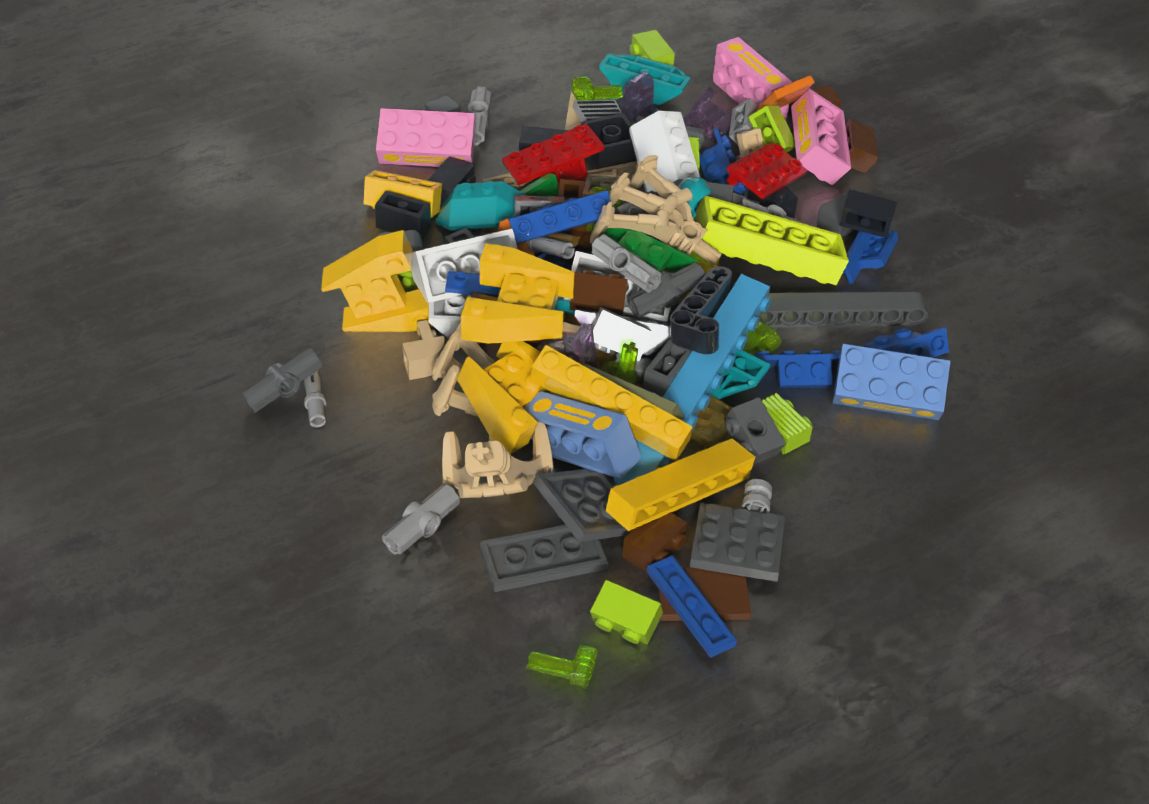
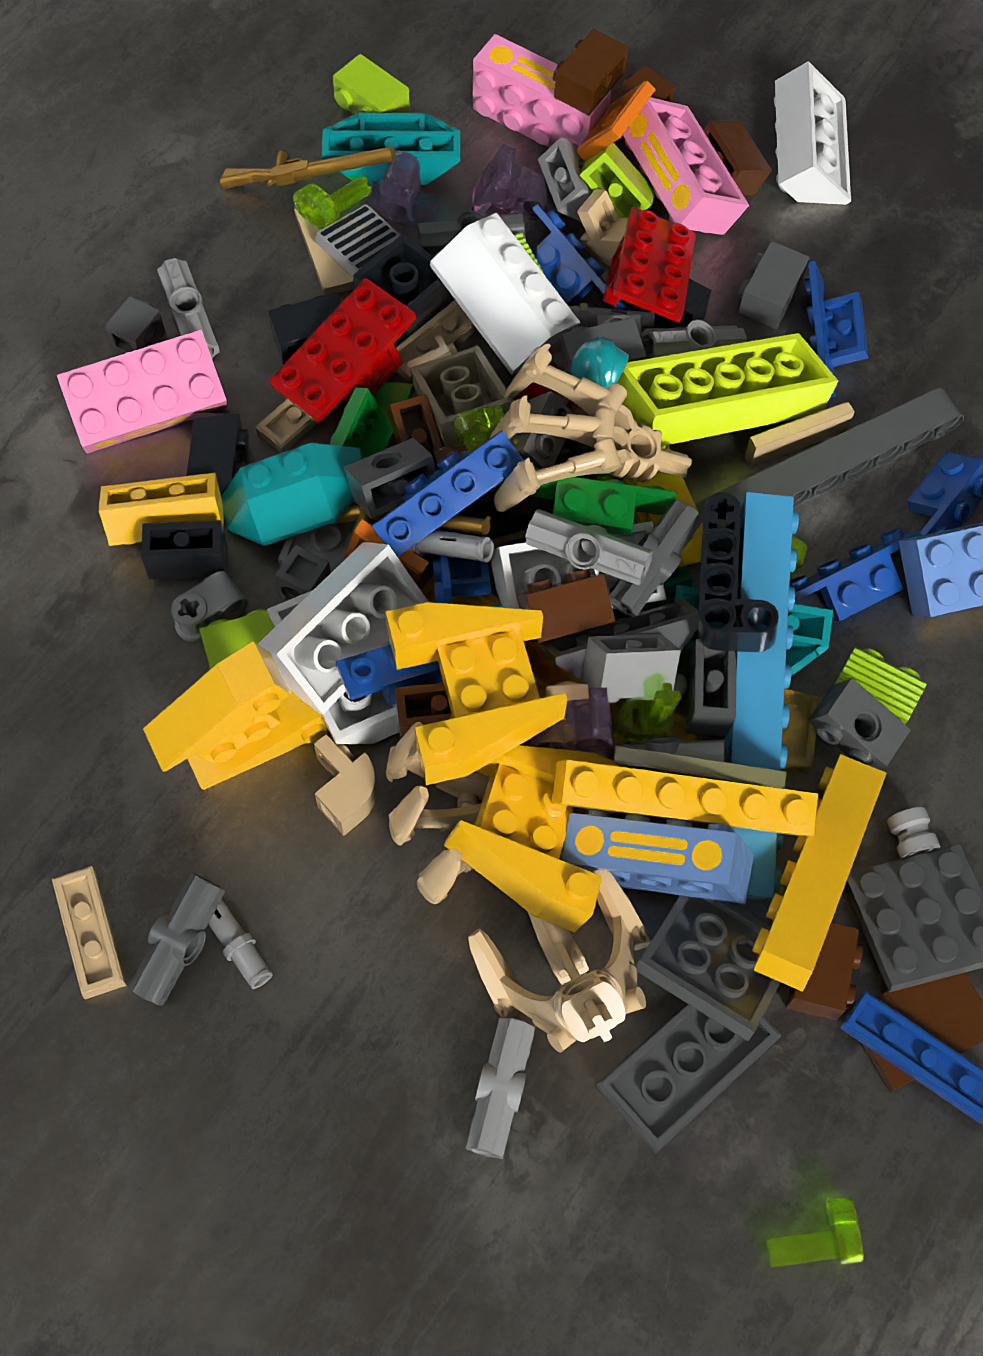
camera: 25 degrees left, 20 degrees up
(237, 367) = (88, 932): none -> tan tile
(579, 69) = (289, 171): none -> pearl gold piece
(626, 613) = (856, 1118): lime brick -> none
(782, 66) = (590, 71): none -> reddish brown brick
(811, 284) = (798, 434): none -> tan tile
(868, 213) = (820, 284): black brick -> none
(919, 154) = (811, 138): none -> white slope

